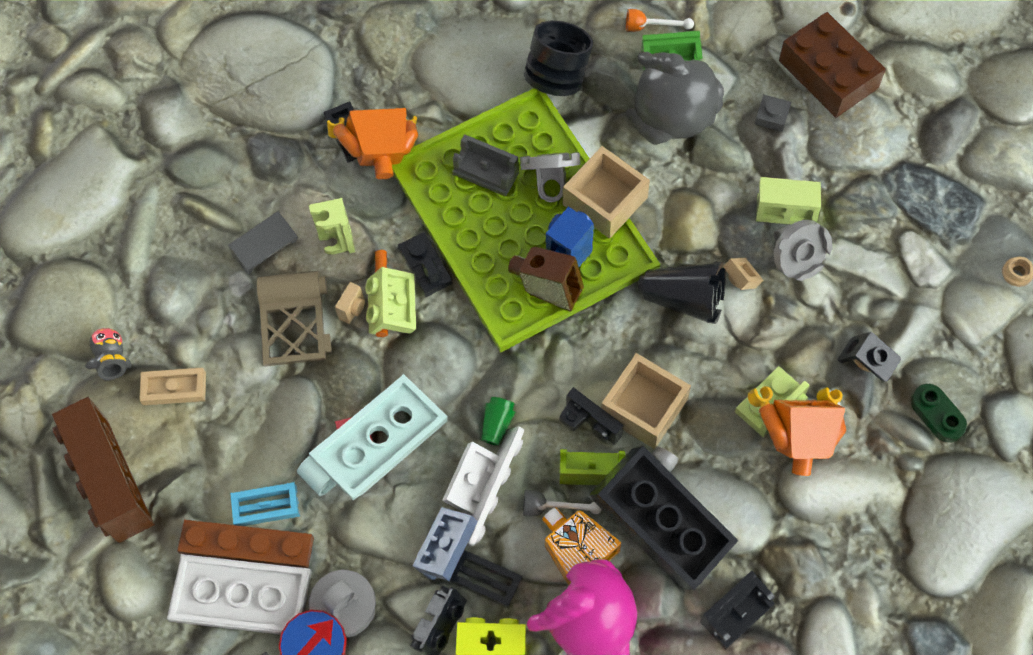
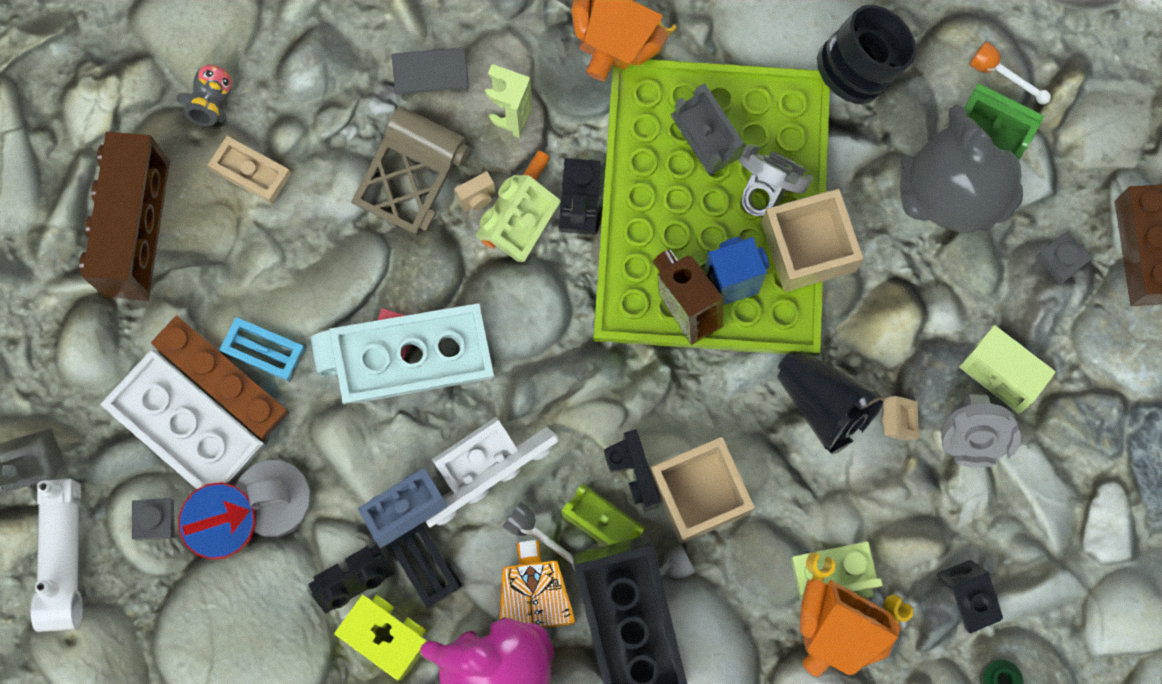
camera: 30 degrees right, 10 degrees up
(497, 419) = (540, 411): green cone -> none

